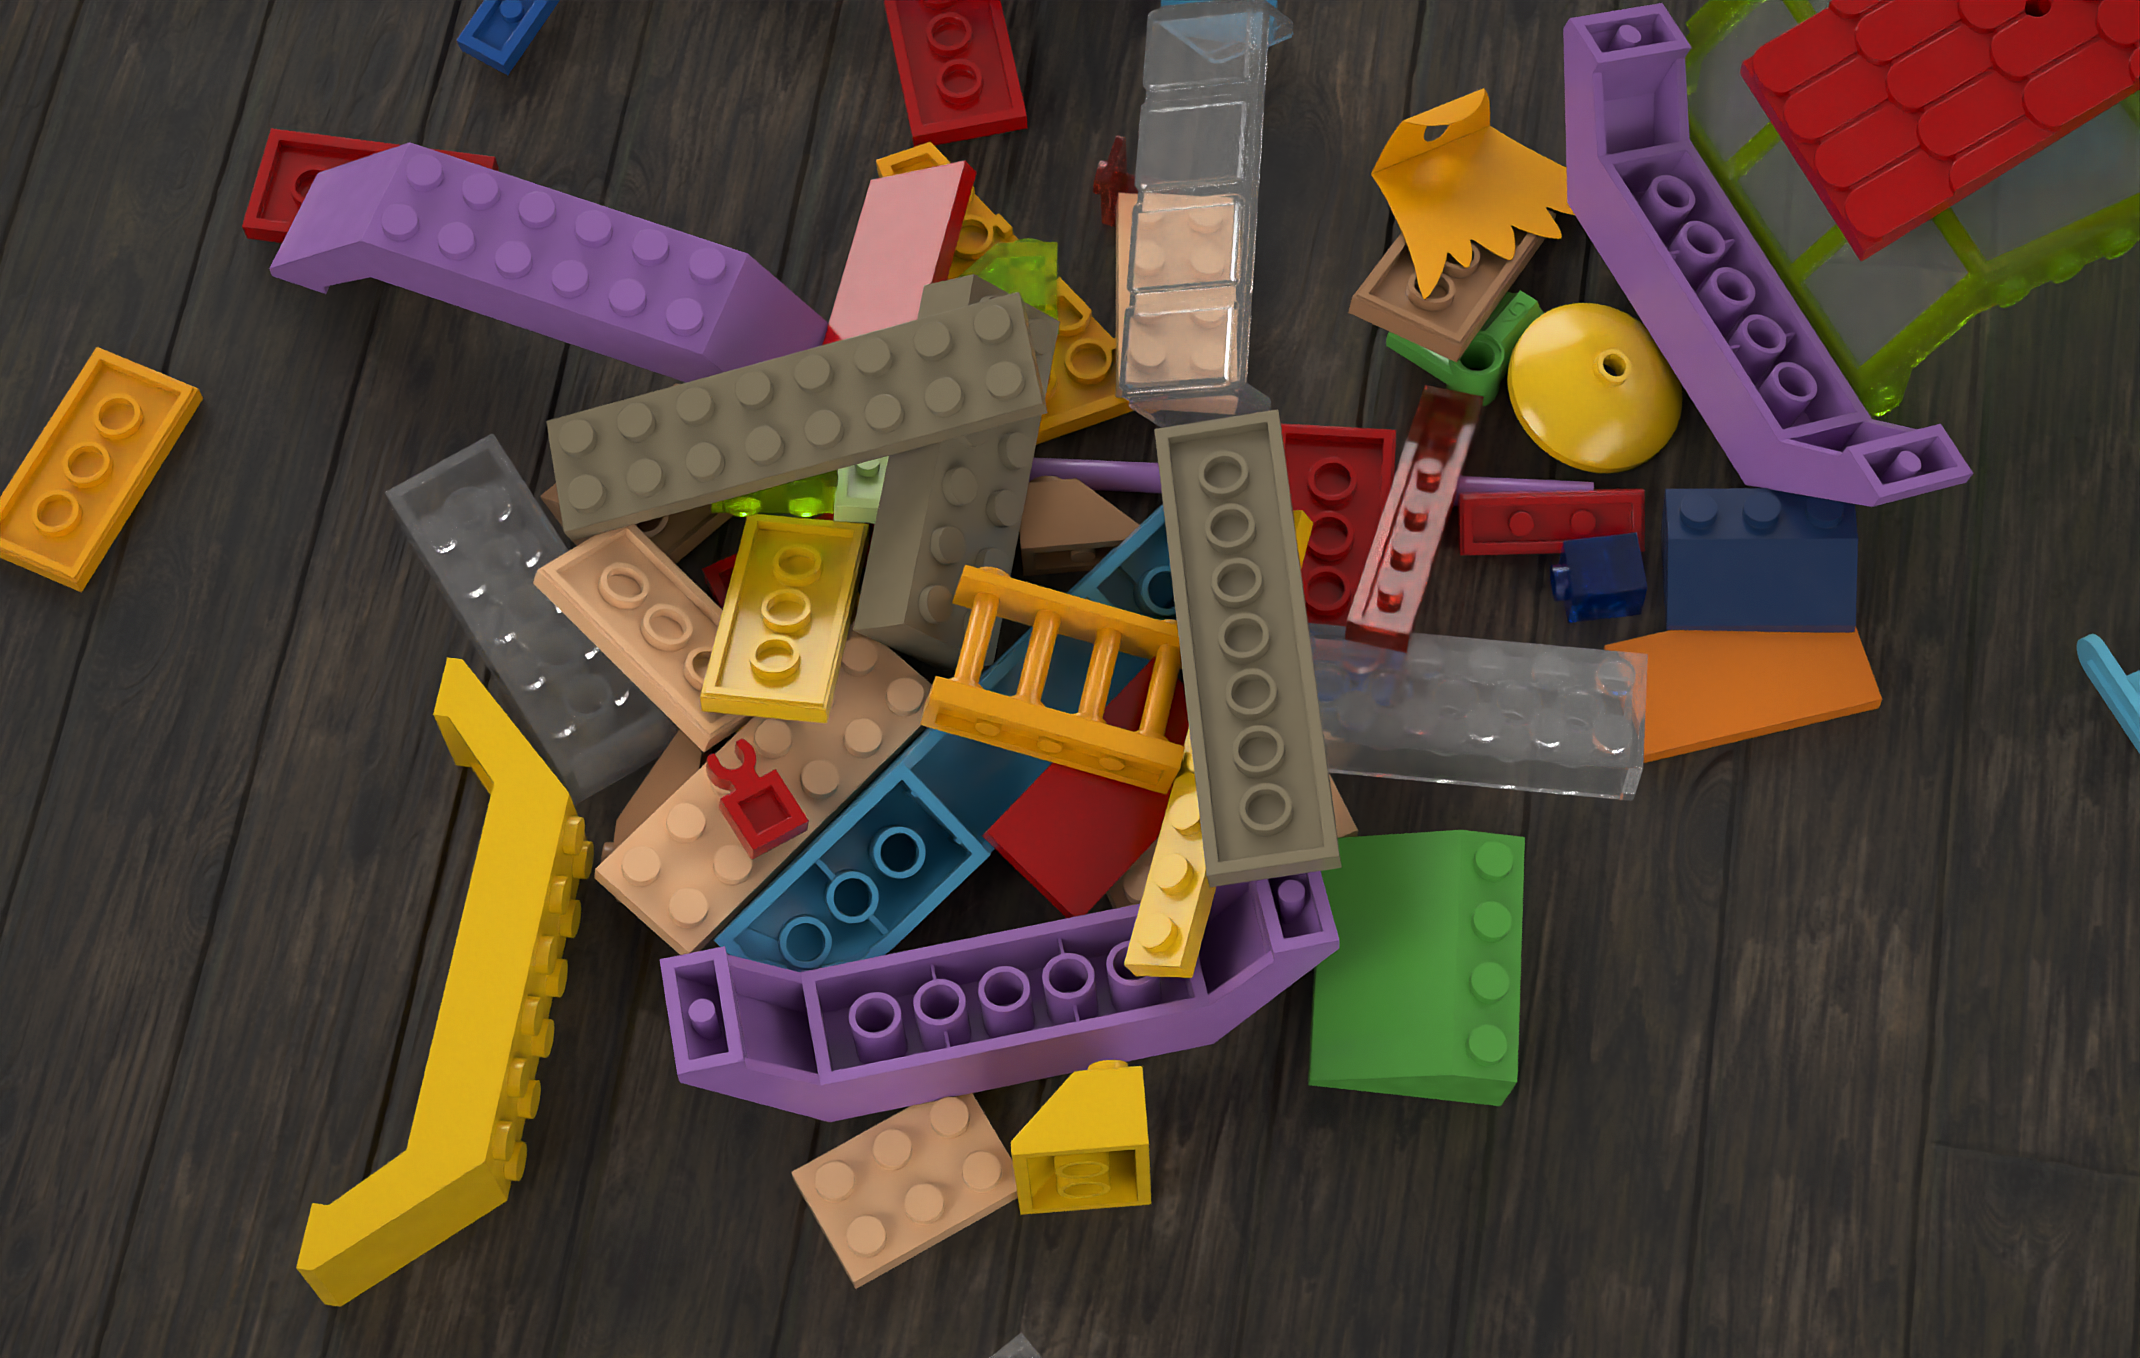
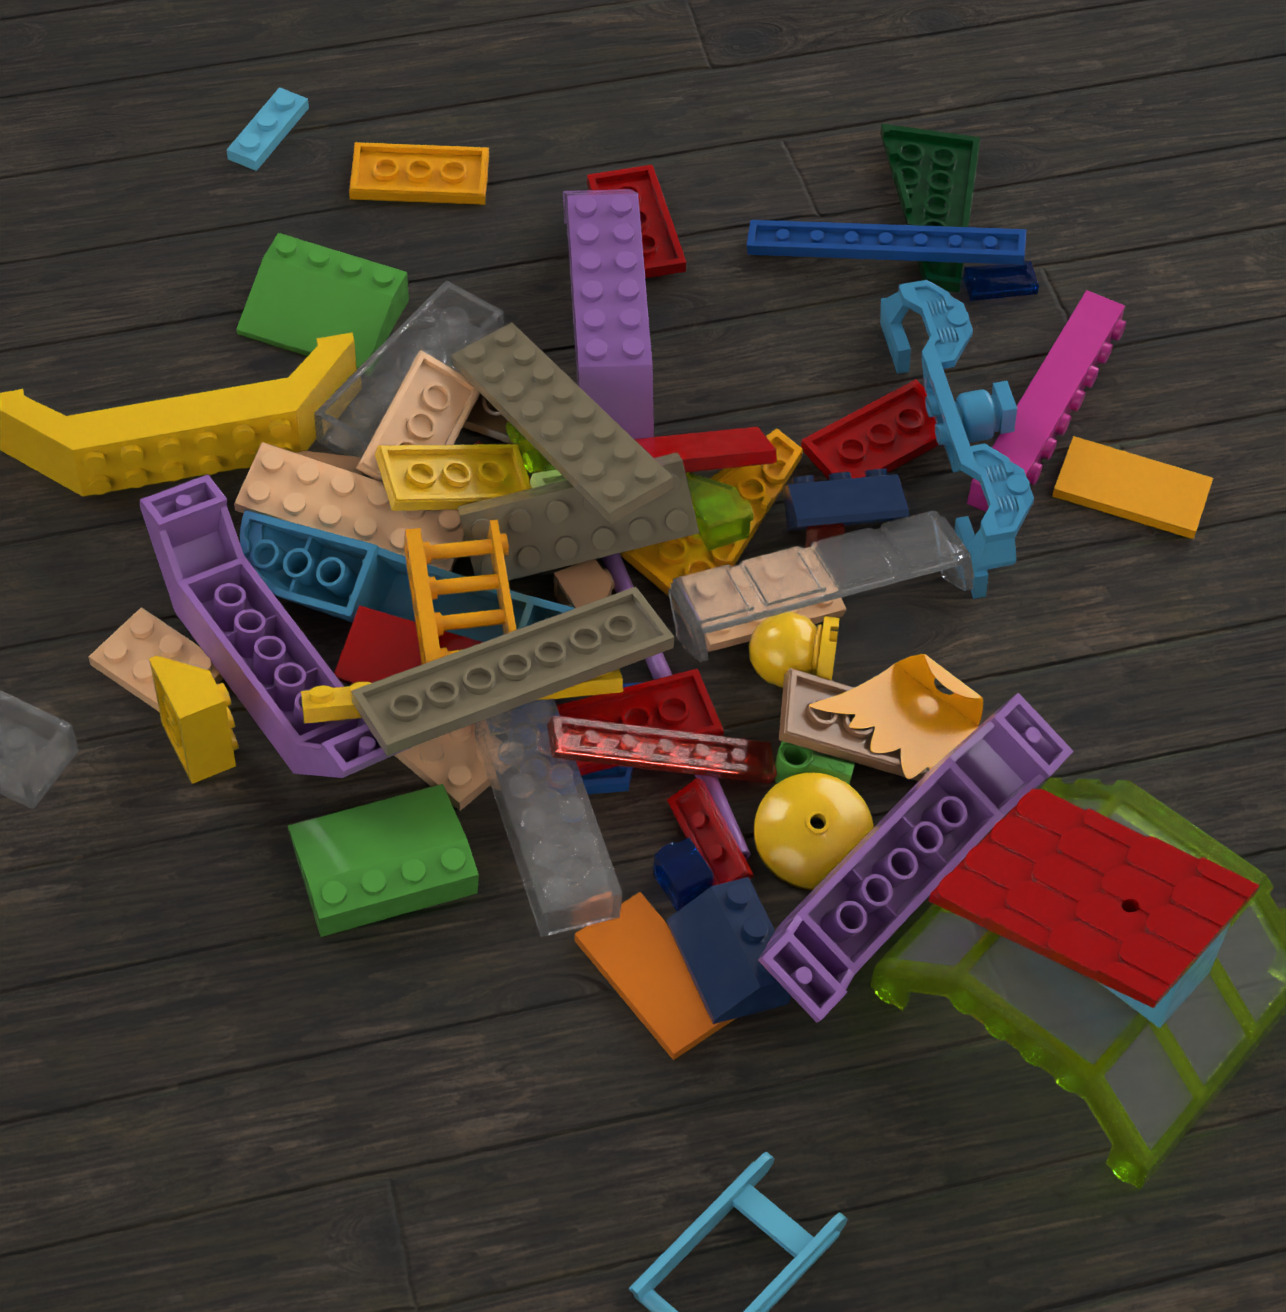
camera: 60 degrees right, 10 degrees down
(302, 701) = (320, 293): none -> bright green slope
(757, 807) = (327, 497): red plate -> none
(1071, 122) = (844, 500): none -> dark blue slope
(1307, 279) = (793, 643): none -> yellow tile

